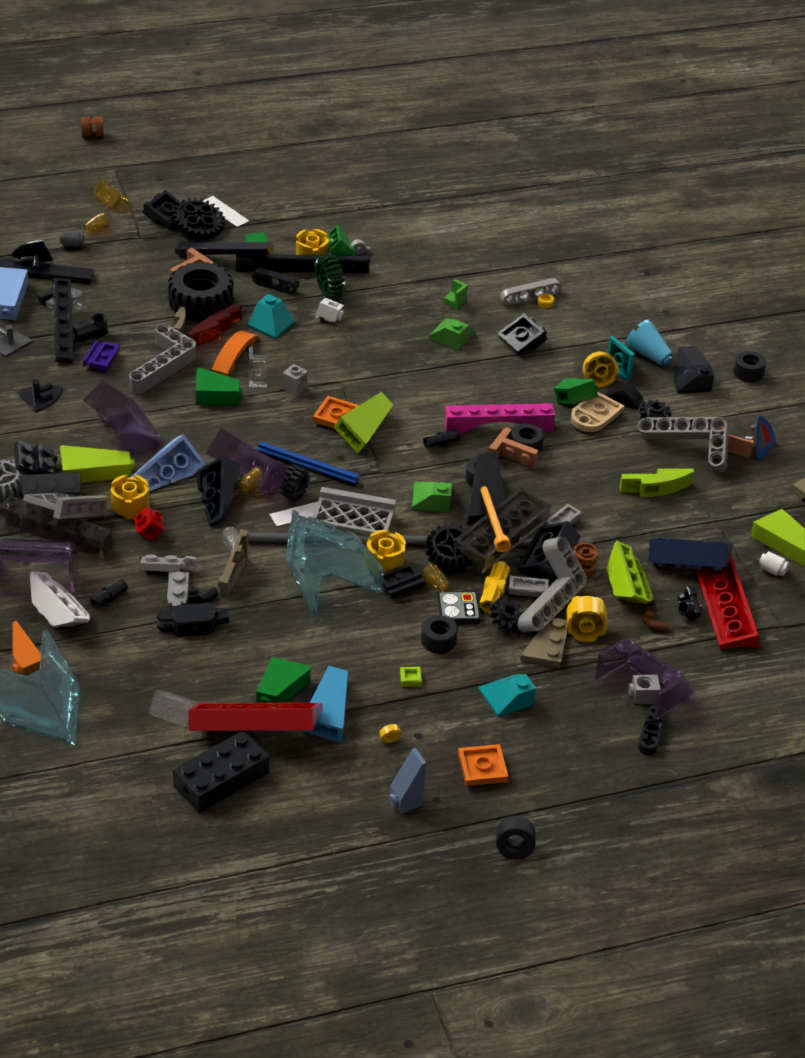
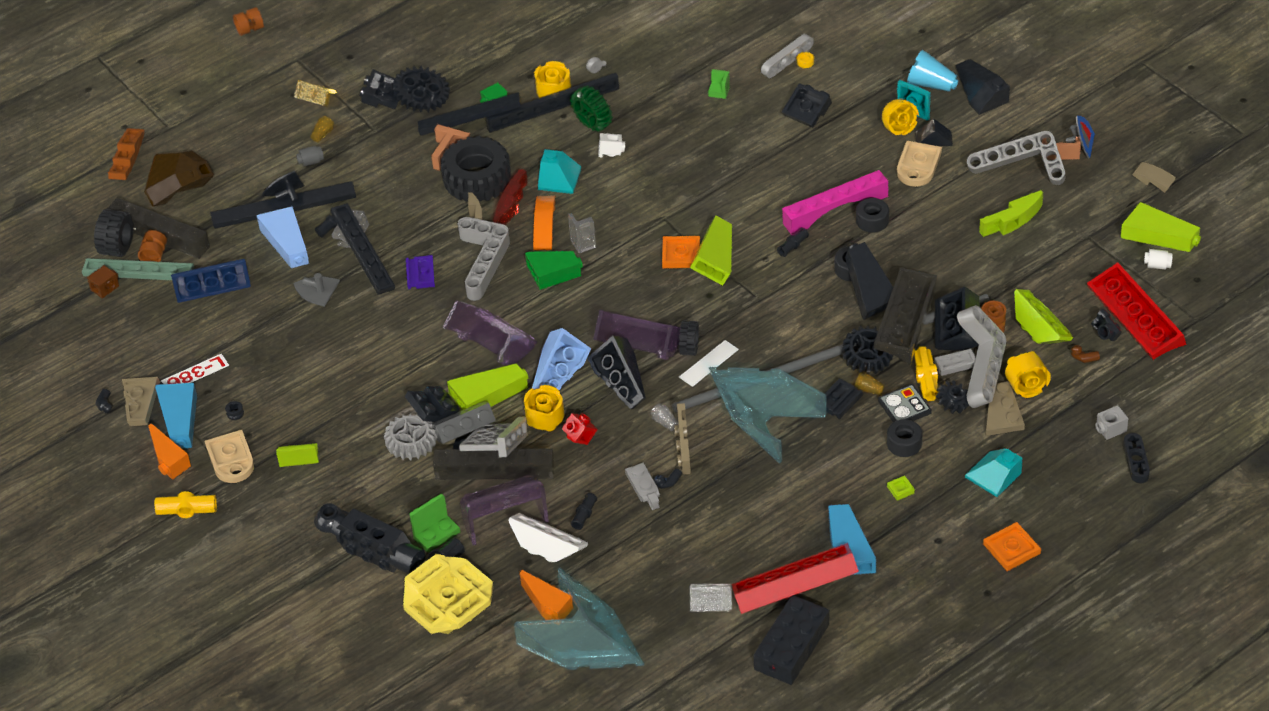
camera: 15 degrees left, 5 degrees up
(39, 395) = (386, 335): black shield -> none
(96, 326) = (395, 243): black piece -> none
(169, 563) = (619, 462): light grey hinge -> none
(192, 619) = (676, 507): black hinge -> none
(230, 215) = (450, 73): white sticker -> none
(250, 481) = (644, 350): clear yellow cone -> none
(282, 681) = (793, 536): green slope -> none
(286, 283) = (525, 135): black beam -> none
(294, 380) = (622, 231): light grey brick -> none
(308, 463) = (684, 312): blue axle -> none
(340, 243) = (579, 69): green slope -> none
(355, 504) = (757, 338): light grey fence -> none
(387, 549) = (814, 372): yellow brick -> none
(390, 733) = (916, 548): yellow tile -> none
(408, 785) = (965, 588): sand blue slope -> none
(432, 496) = (818, 304): bright green slope -> none
(452, 333) = (737, 127): bright green slope -> none
(501, 541) = (918, 329): light orange piece -> none
(513, 450) = (866, 230): nougat bracket -> none
(515, 848) = (1070, 604): black tyre -> none
(567, 513) = (949, 281): light grey plate -> none
(575, 390) = (890, 148): green slope -> none
(654, 409) = (972, 142): black gear -> none
(674, 684) = (1104, 399): clear purple windscreen -> none
(689, 552) = (1083, 275): dark blue slope -> none
(749, 366) = (1032, 63): black tyre -> none

